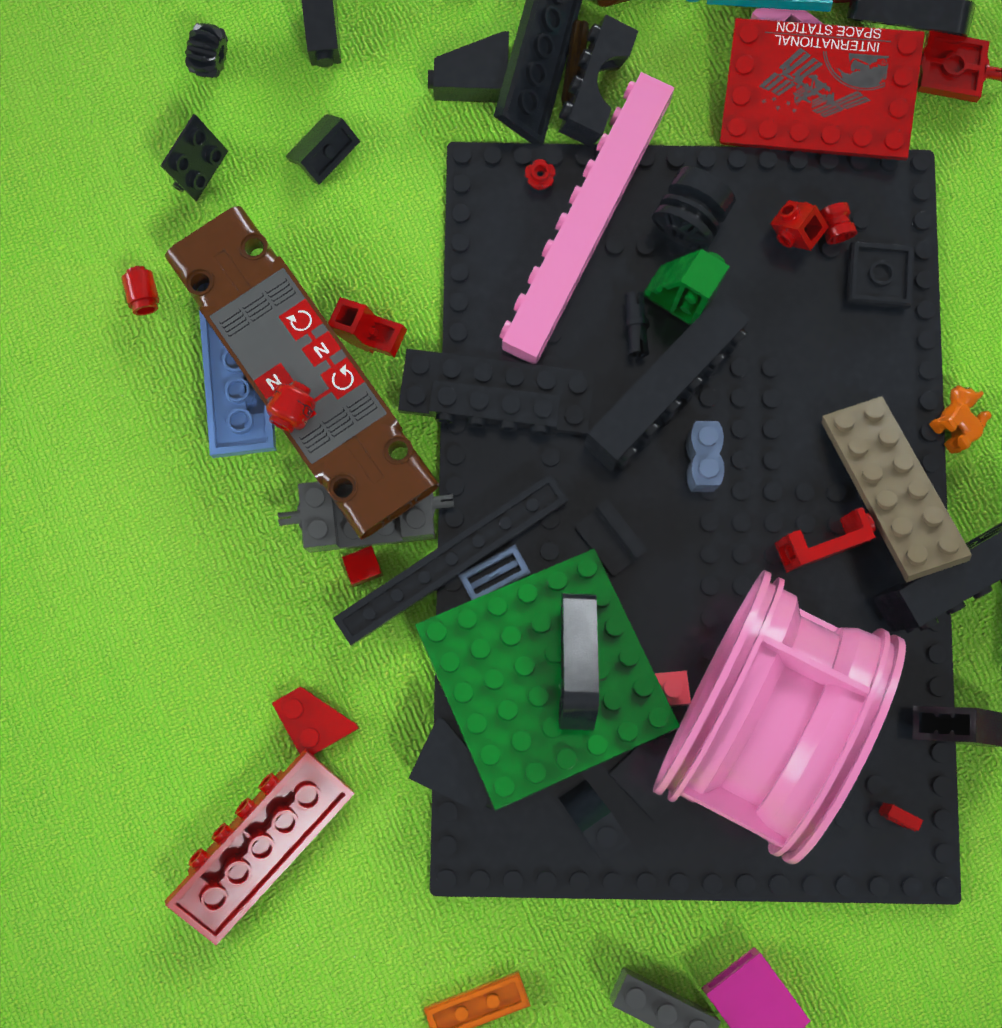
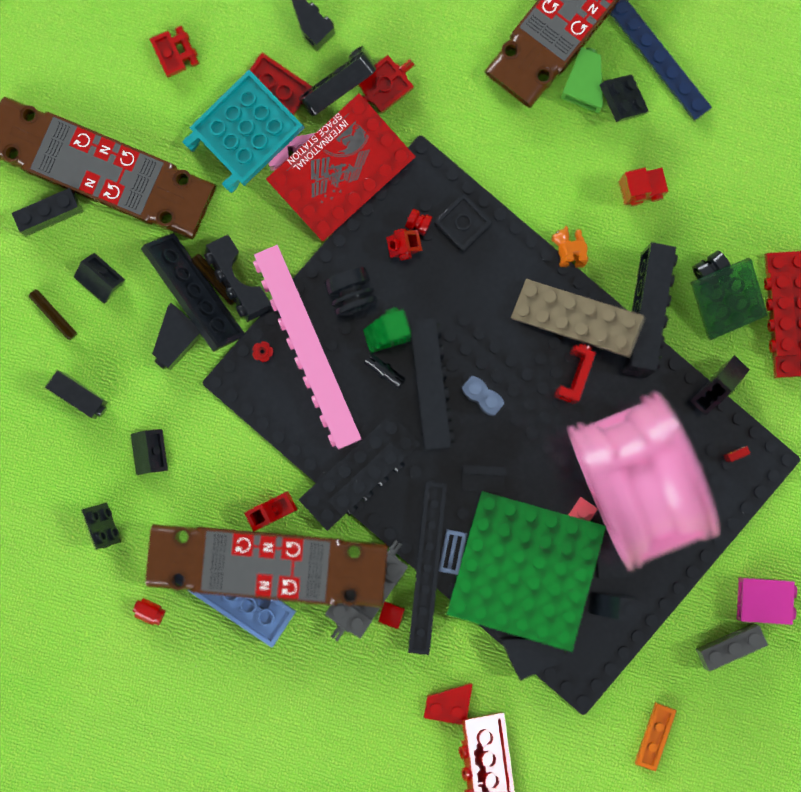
camera: 50 degrees left, 5 degrees up
(206, 50) = (44, 470): black gear -> none
(290, 406) = (287, 588): red head -> none
(579, 662) = (534, 550): beam -> none

